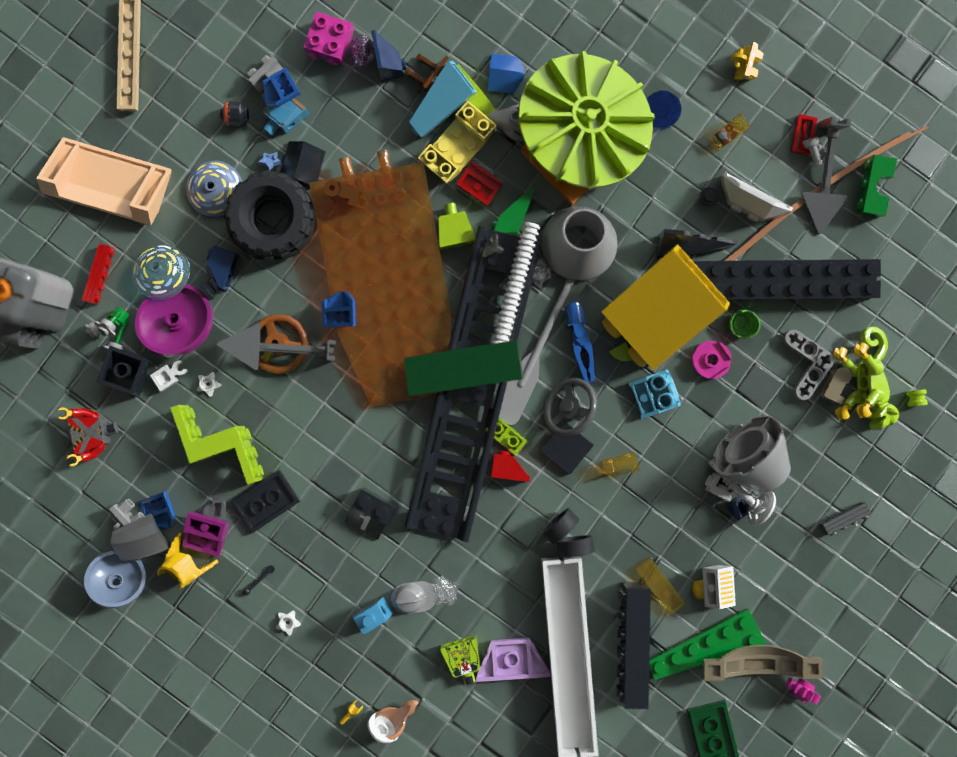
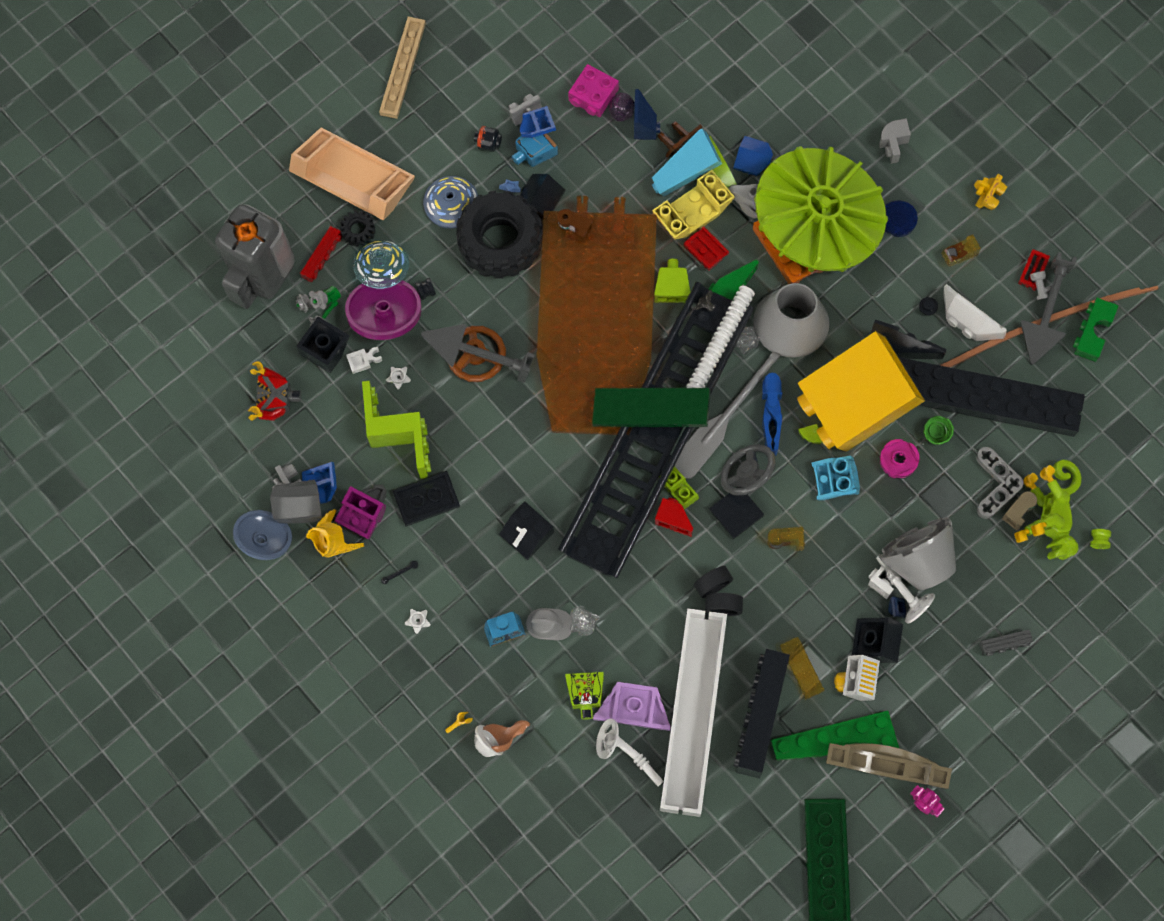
camera: 20 degrees right, 15 degrees down
(116, 236) = (352, 219): none -> black tyre
(222, 265) = (442, 269): dark blue slope -> none
(338, 311) = (543, 331): blue slope -> none
(498, 701) = (612, 740): none -> white dish
(641, 20) = (894, 134): none -> light grey brick
(725, 545) = (878, 639): none -> black slope

